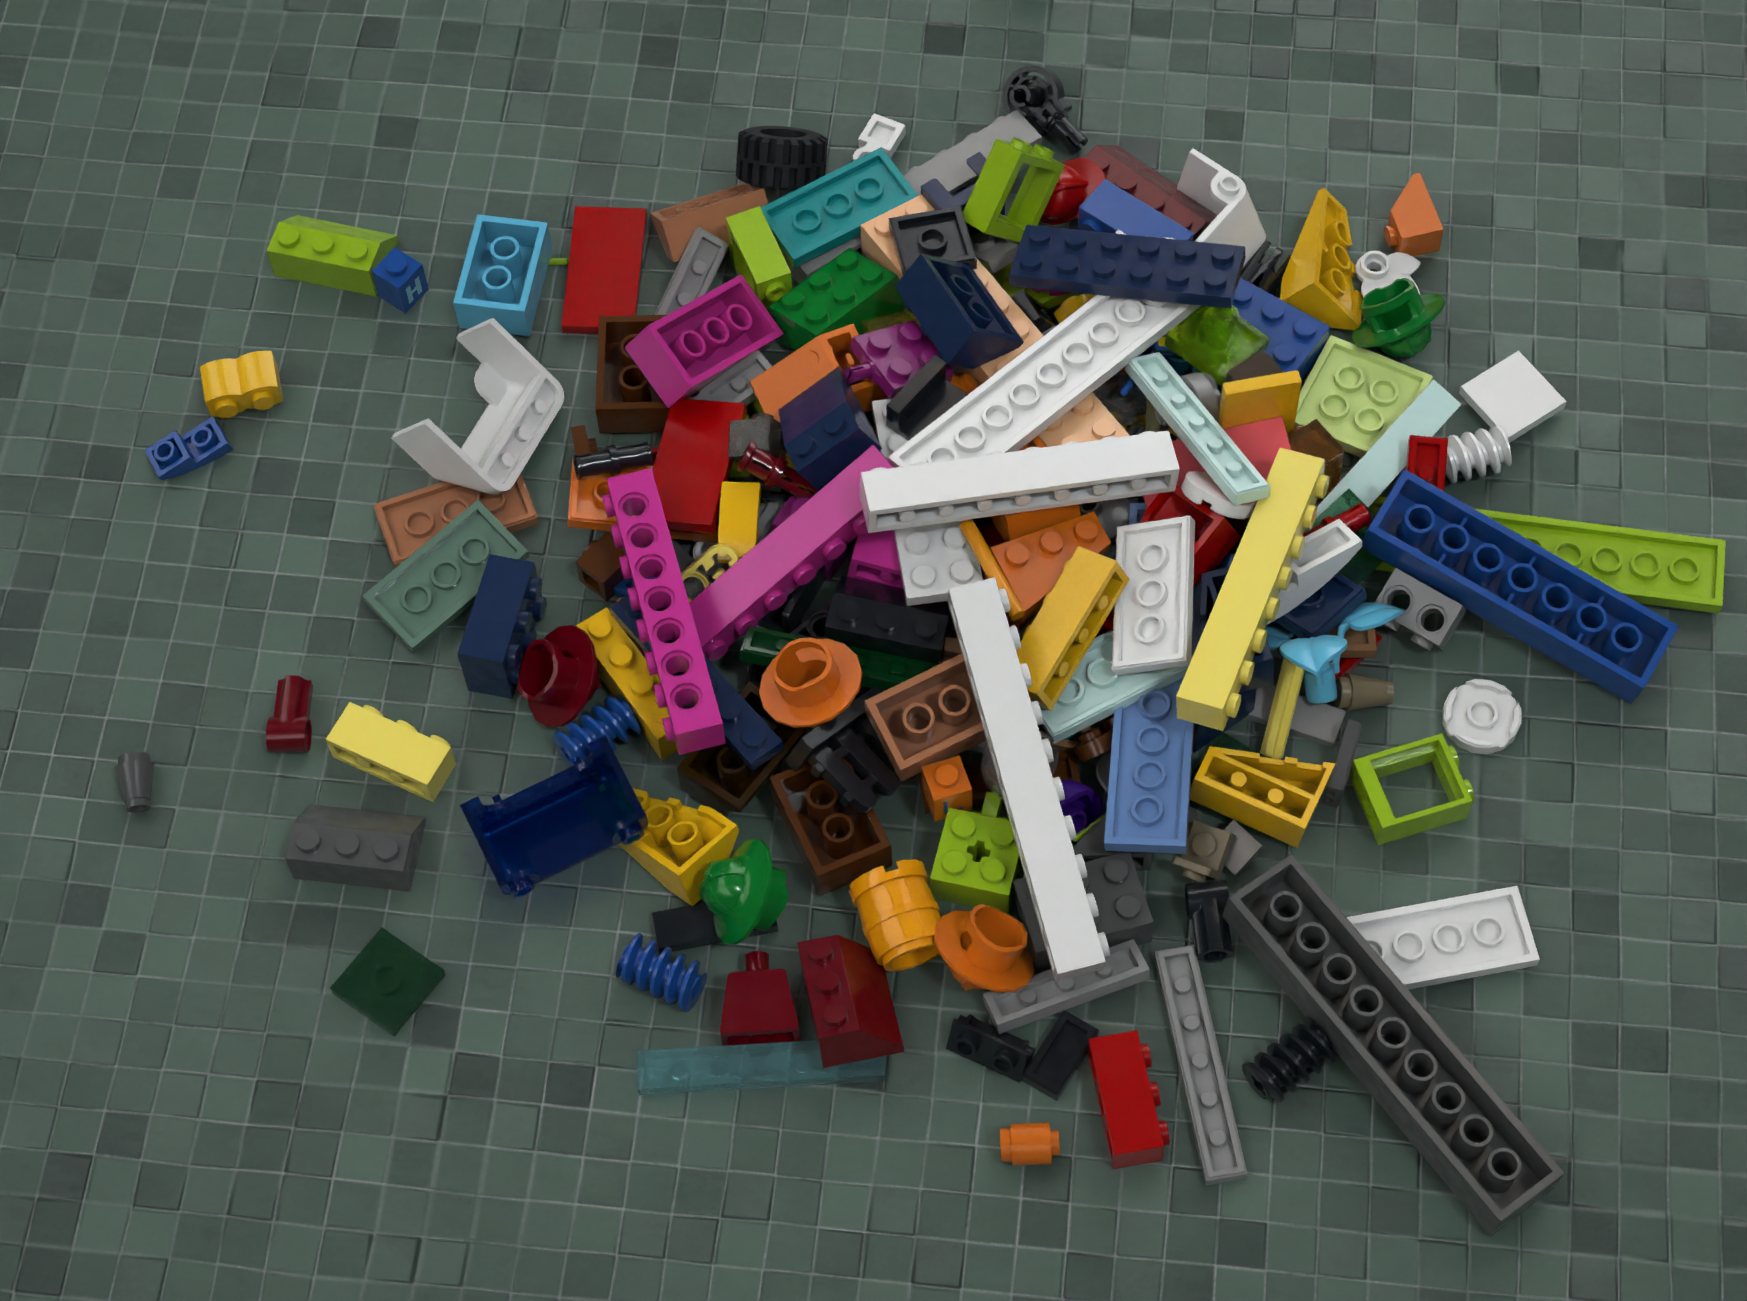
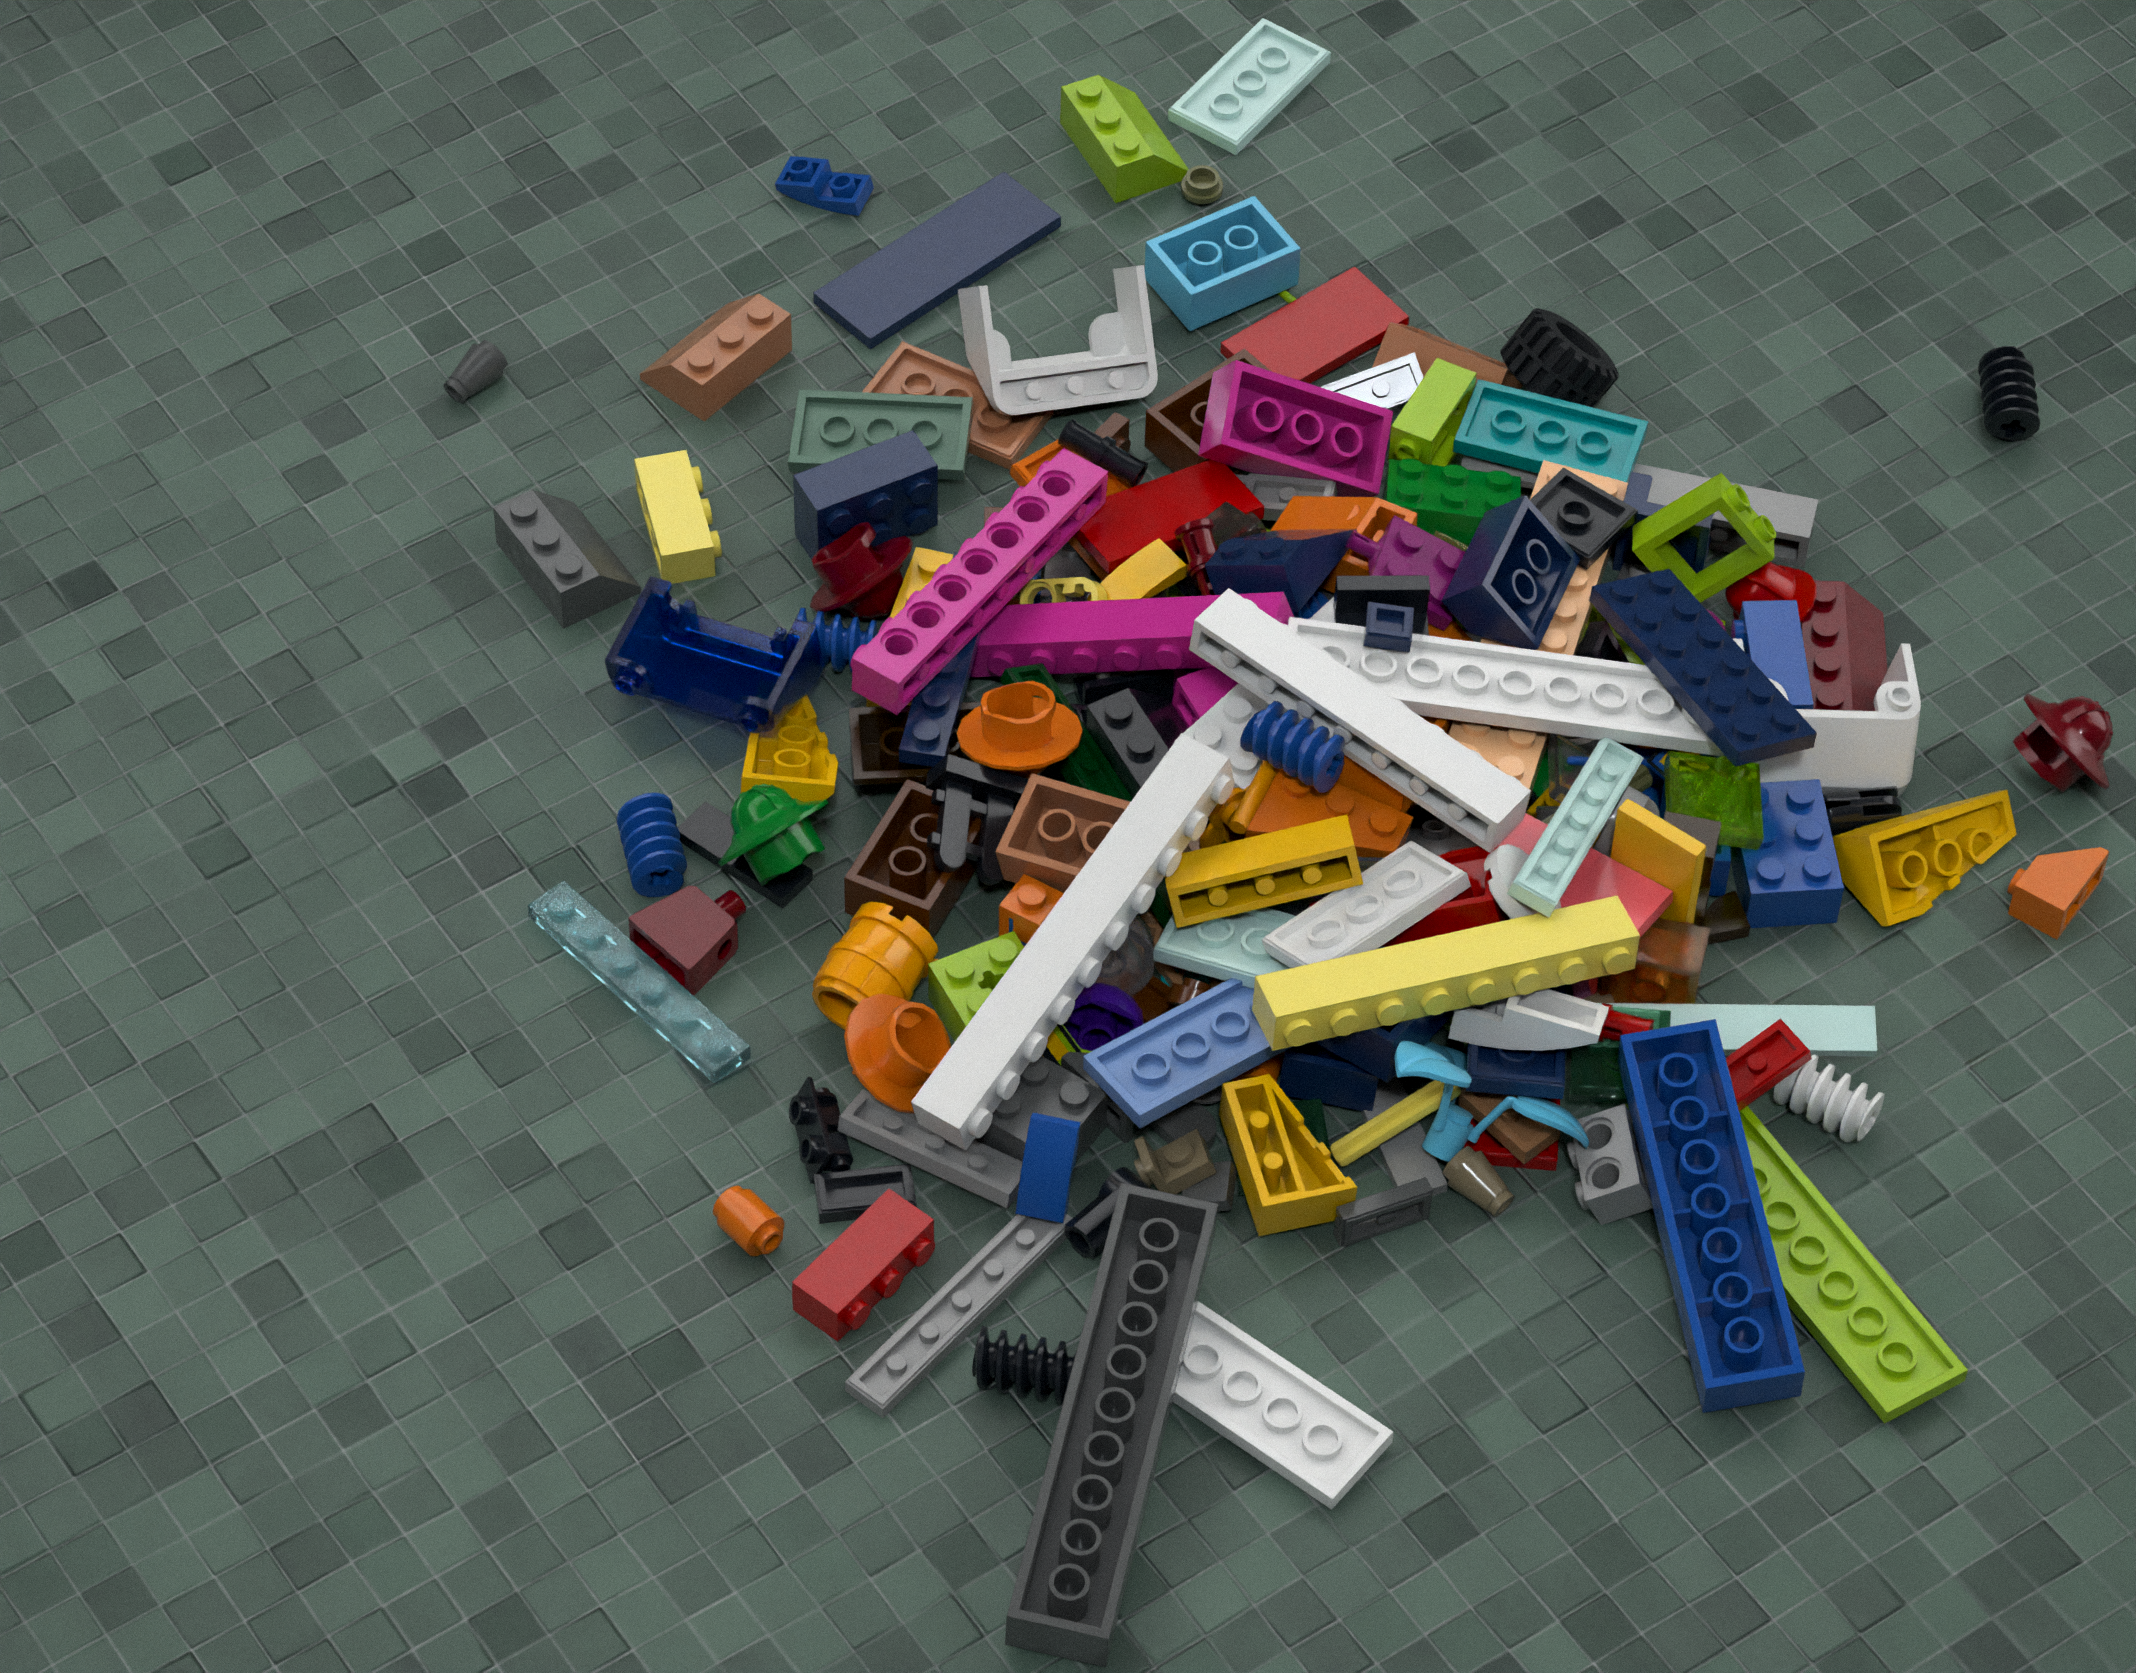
camera: 45 degrees right, 10 degrees down
(241, 384) = (922, 171): yellow brick -> none
(272, 619) = (722, 355): none -> nougat slope
(290, 726) = (632, 434): dark red piece -> none
(321, 433) = (936, 260): none -> dark blue tile
(359, 149) = (1249, 86): none -> light aqua tile
(387, 981) = (461, 669): clear green tile -> none
(400, 280) = (1141, 200): blue brick -> none
(417, 237) = (1202, 185): none -> olive plate
(848, 1001) = (749, 988): dark red slope -> none
(880, 133) = (1677, 431): white plate -> none
(949, 408) = (1388, 627): none -> dark blue tile
(1003, 531) = (1295, 746): none -> blue piece
(1046, 104) = (1861, 515): black pin -> none
(1163, 929) = (1047, 1167): none -> blue slope
(1321, 127) = (2066, 740): none -> dark red helmet
(1357, 394) = (1800, 962): yellowish green plate -> none
(1389, 269) = (1973, 919): white plate -> none
(1398, 319) = (1917, 941): green helmet -> none
(1434, 749) = (1426, 1249): lime window -> none
(1481, 716) = (1557, 1298): white tile -> none
(1512, 396) = (1943, 1097): white tile -> none

